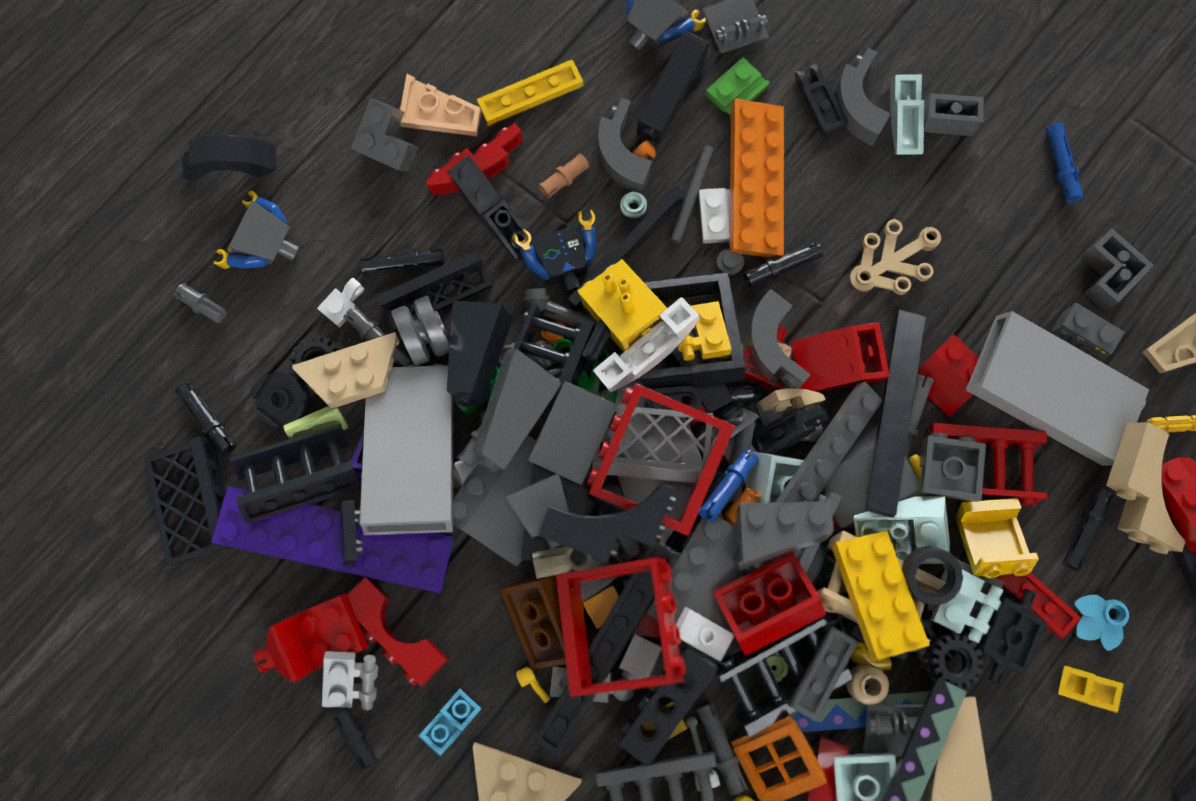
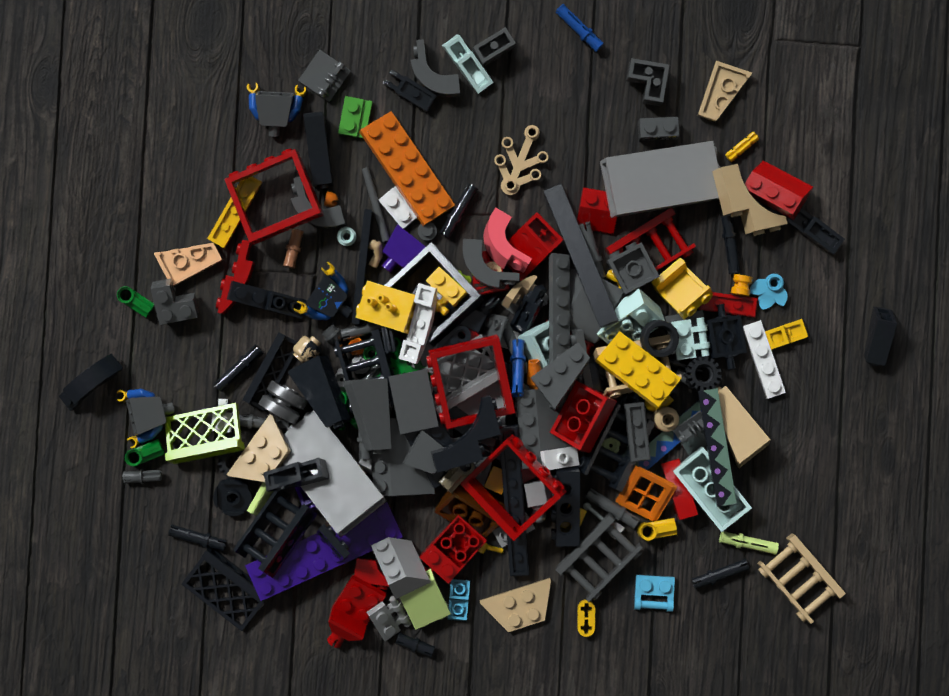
camera: 35 degrees left, 10 degrees up
(224, 279) = (146, 452): none -> green piece
(296, 323) = (207, 449): none -> fence
(346, 110) = (136, 302): none -> green piece
(369, 420) = (296, 475): none -> black slope
(405, 688) = (425, 604): none -> yellowish green panel
(408, 625) = (400, 565): none -> light grey slope
(489, 652) = (452, 548): none -> red slope
(495, 291) = (306, 348): none -> tan head
(578, 137) = (284, 225): none -> red window
(655, 247) = (377, 254): none -> tan arm
(685, 257) = (401, 249): none -> dark purple torso
(804, 333) = (498, 246): none -> coral arch
(1039, 701) = (763, 359): none -> white plate
(1071, 587) = (741, 285): none -> light orange wheel

